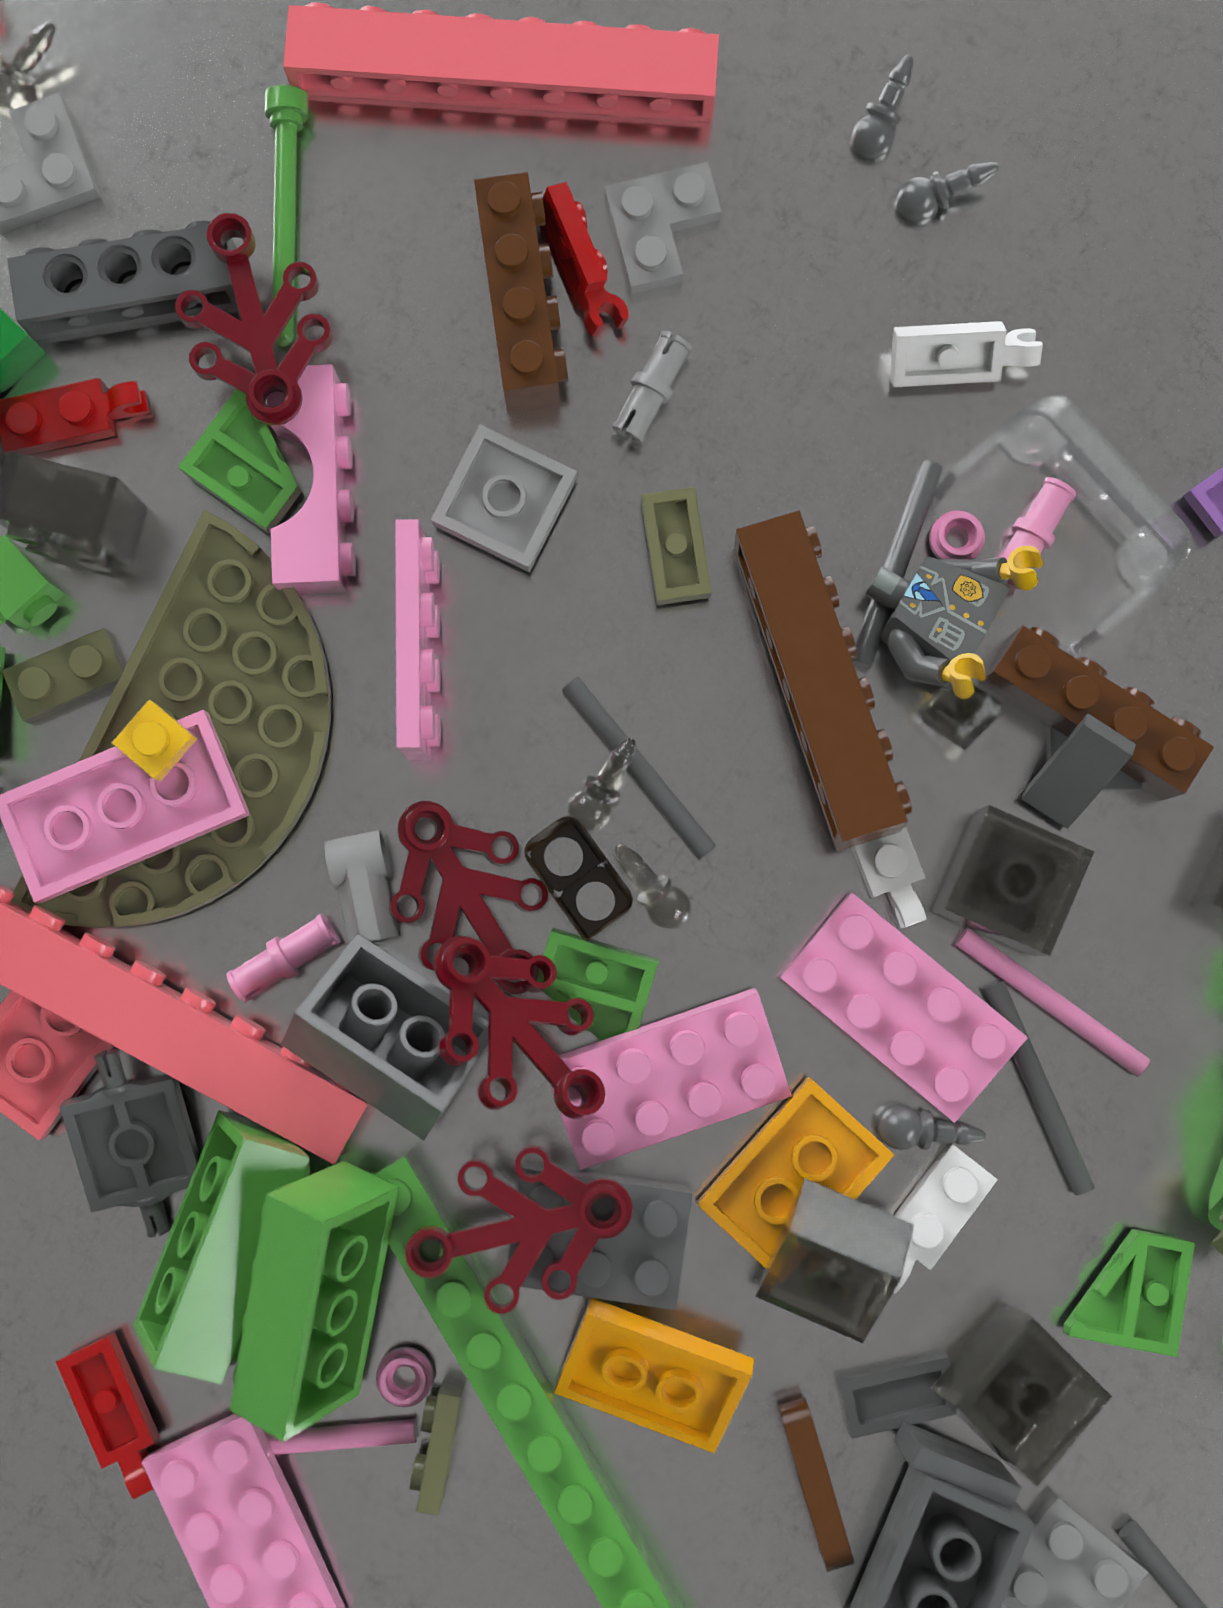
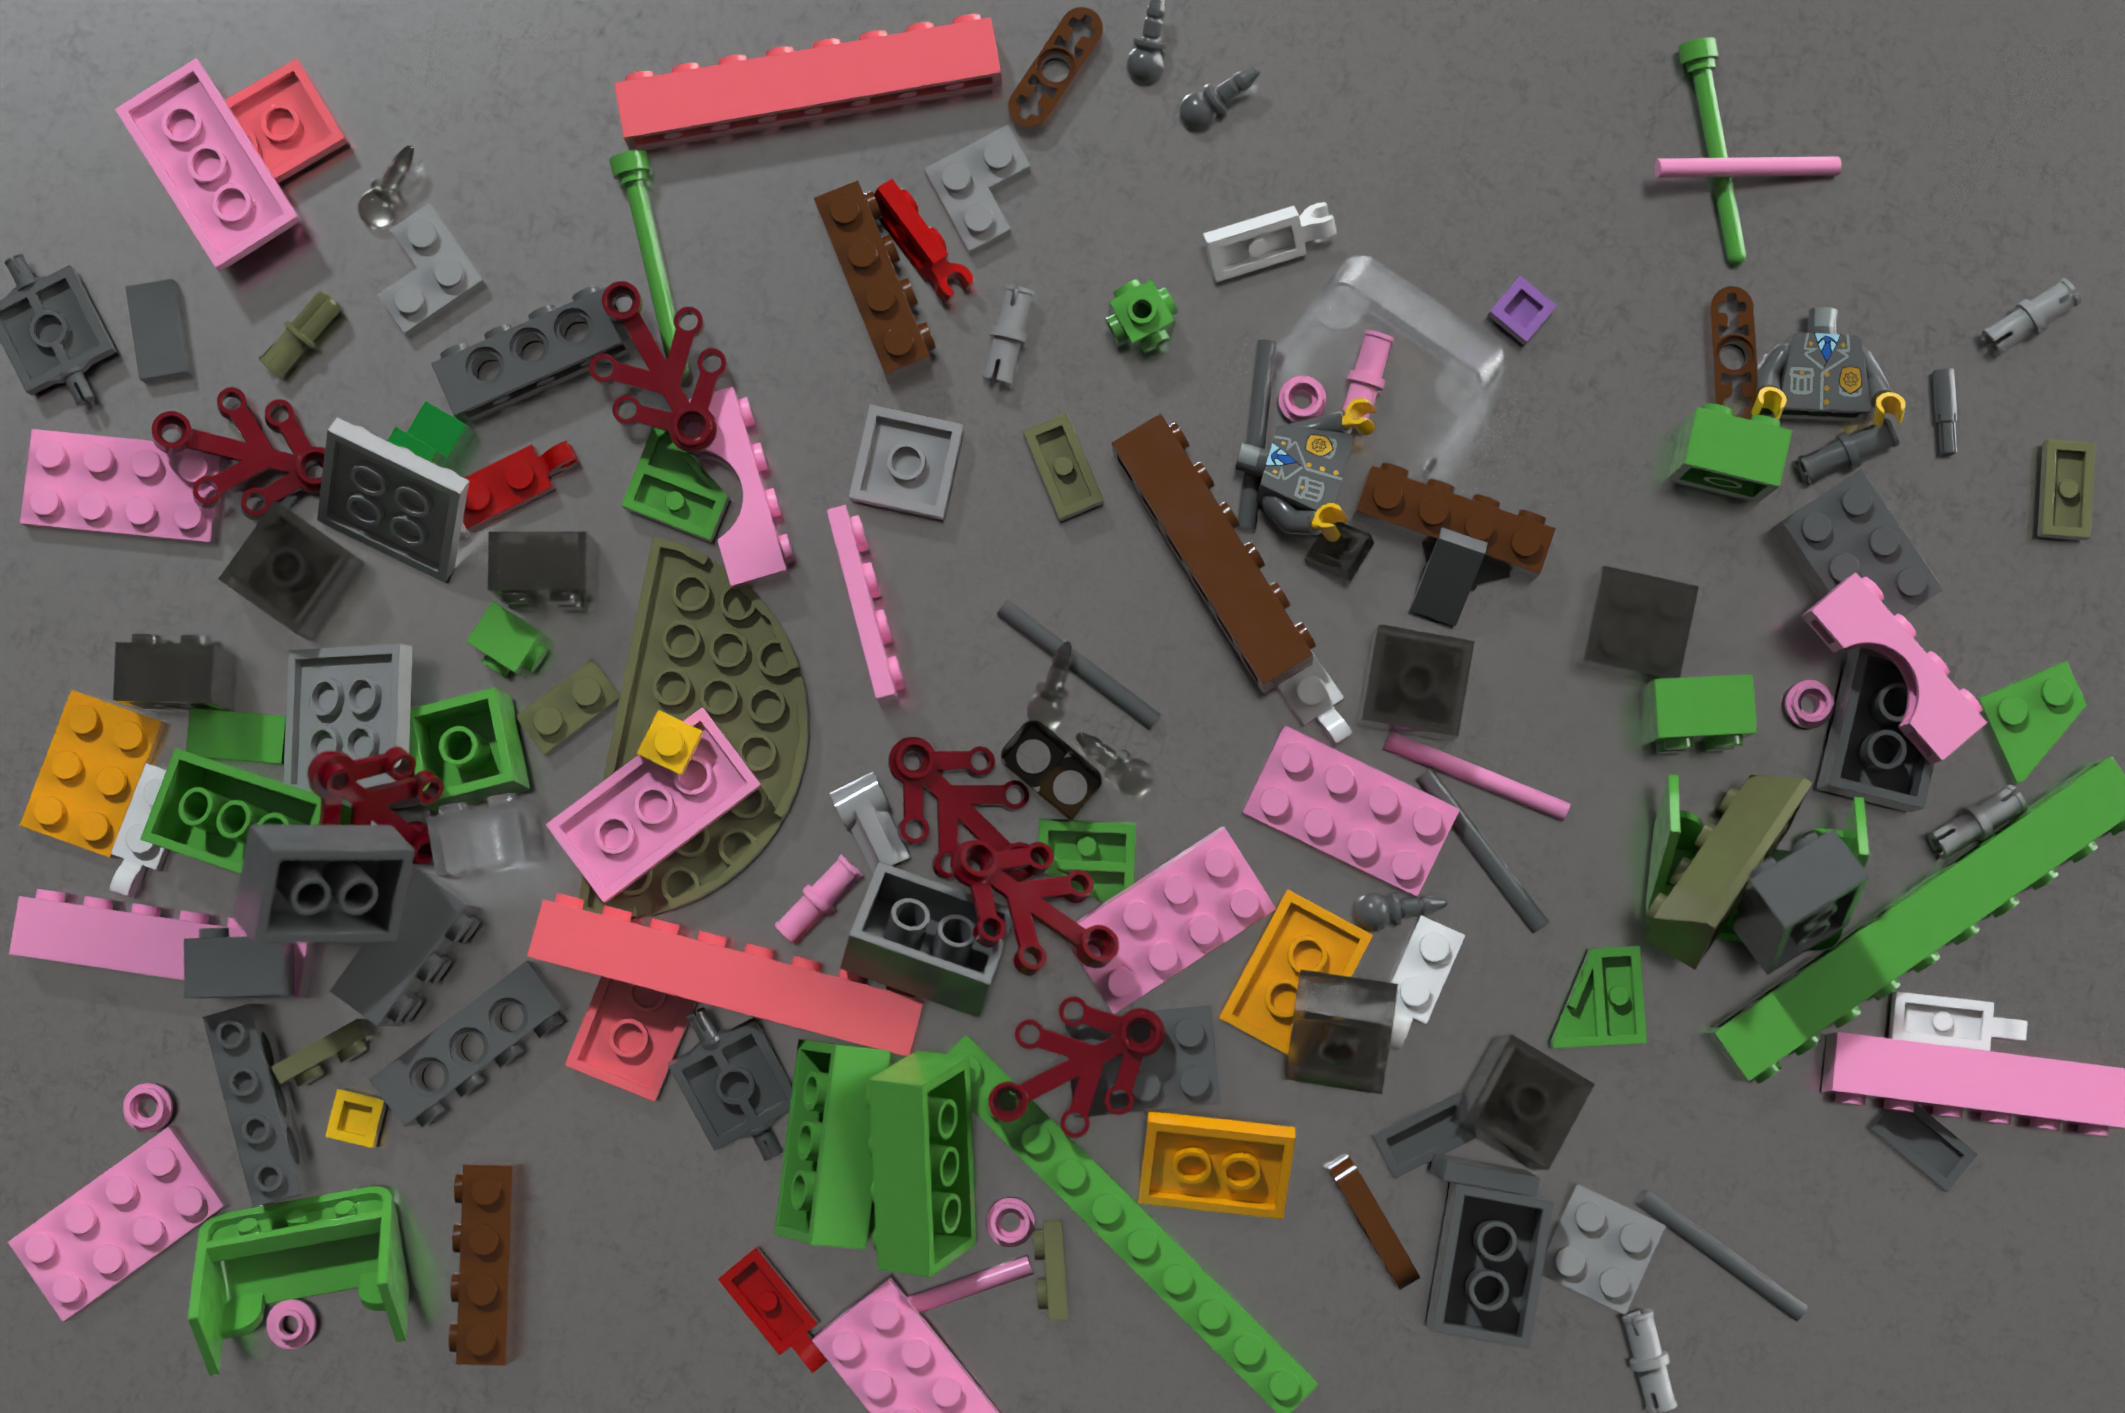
camera: 10 degrees left, 0 degrees up
(778, 94) = (1063, 33): none -> reddish brown beam
(799, 416) = (1135, 331): none -> bright green brick

